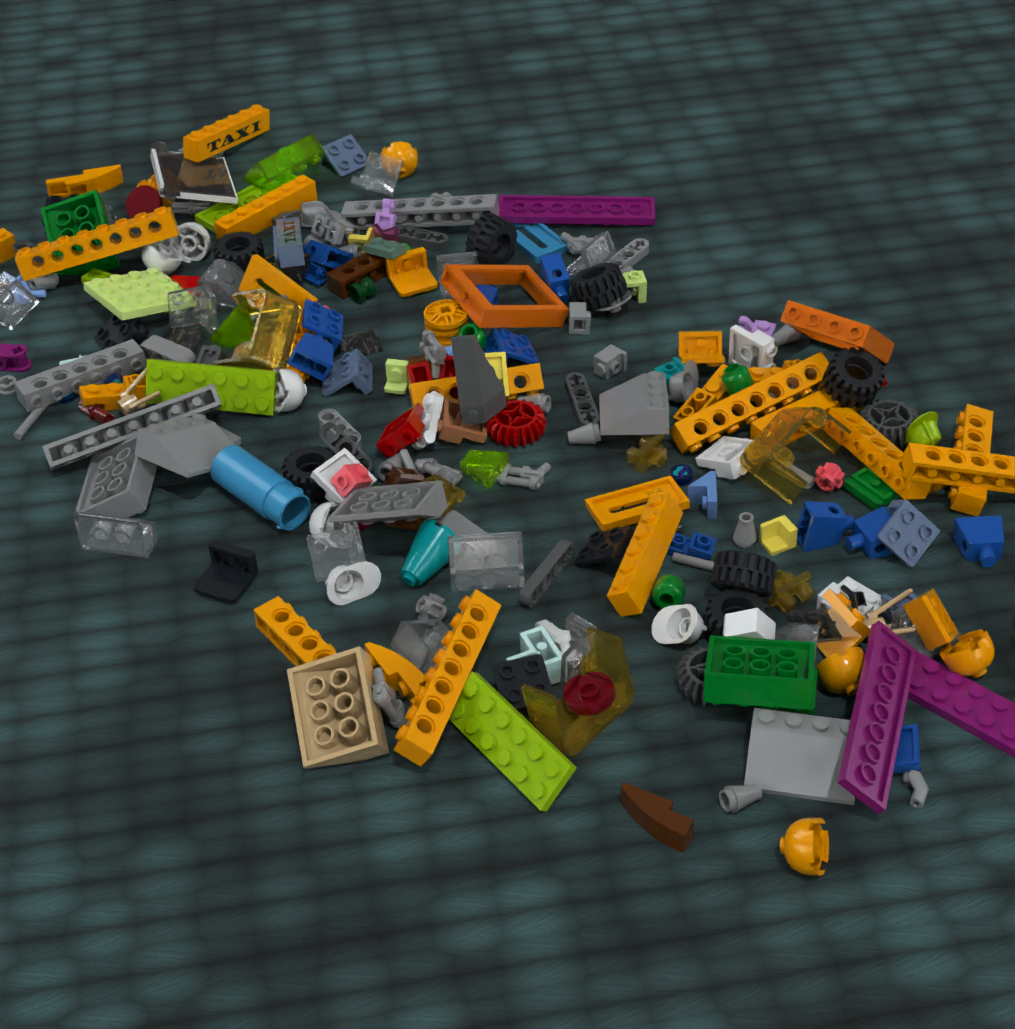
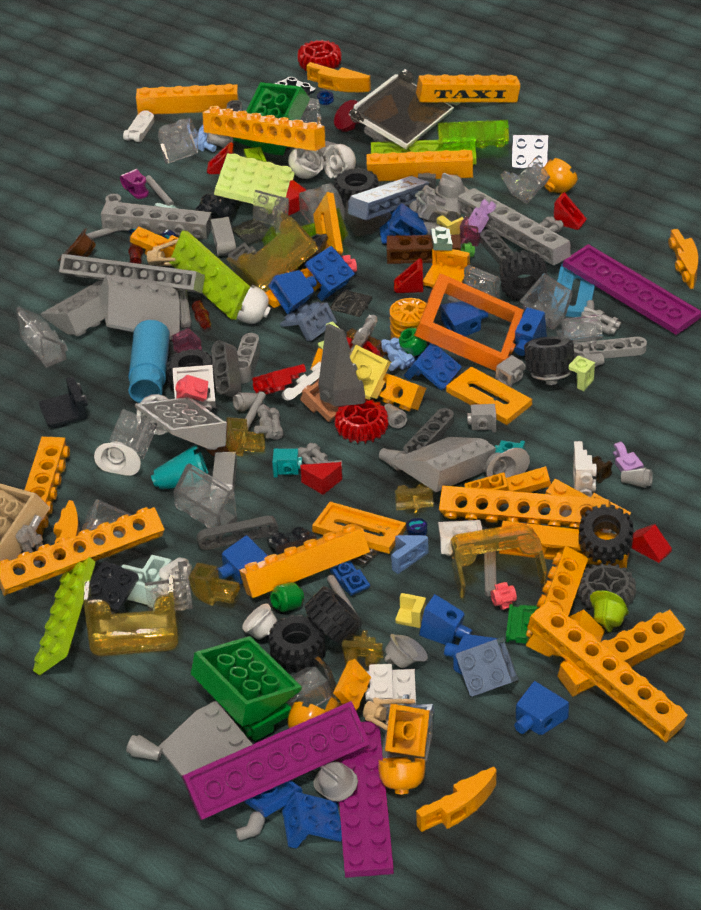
camera: 45 degrees right, 0 degrees up
(32, 174) = (319, 53): none -> red gear
(32, 437) = (81, 247): none -> reddish brown piece
(48, 354) = (159, 191): none -> light grey bar
(73, 296) = (216, 163): none -> red slope
(243, 426) = (201, 314): none -> clear red axle
(269, 453) = (186, 340): none -> clear pink panel
(361, 290) = (399, 262): dark green wheel -> none
(391, 295) = (411, 279): none -> red slope
(402, 476) = (224, 408): reddish brown slope -> none
(431, 607) = (138, 503): light grey gear -> none
(442, 182) = (568, 212): none -> red slope
(484, 465) = (300, 436): clear neon green wing -> none
(502, 492) = (286, 462): none -> teal brick
(535, 242) = (549, 297): none -> clear slope
(547, 485) = (321, 475): none -> red slope
(578, 354) = (504, 412): none -> light orange piece
(584, 166) = (686, 257): none -> light orange slope
(589, 590) = (238, 556): none -> blue torso
(589, 693) = (139, 620): dark red tile -> none
(611, 622) = (209, 588): none -> clear yellow brick
(657, 817) = (82, 724): reddish brown slope -> none
(701, 347) = (554, 448): light orange bracket -> none
(736, 378) = (533, 482): green head -> none
(745, 532) = (391, 592): light grey cone -> none
(749, 624) = (281, 651): white slope -> none
(806, 846) = (130, 804): light orange cylinder -> none
(825, 569) = (404, 651): none -> light grey piece
(836, 330) = (674, 517): orange window -> none
(856, 598) = (376, 682): black hand -> none
(930, 701) = (335, 781): none -> light grey piece
(953, 747) = (312, 816): none -> blue bracket

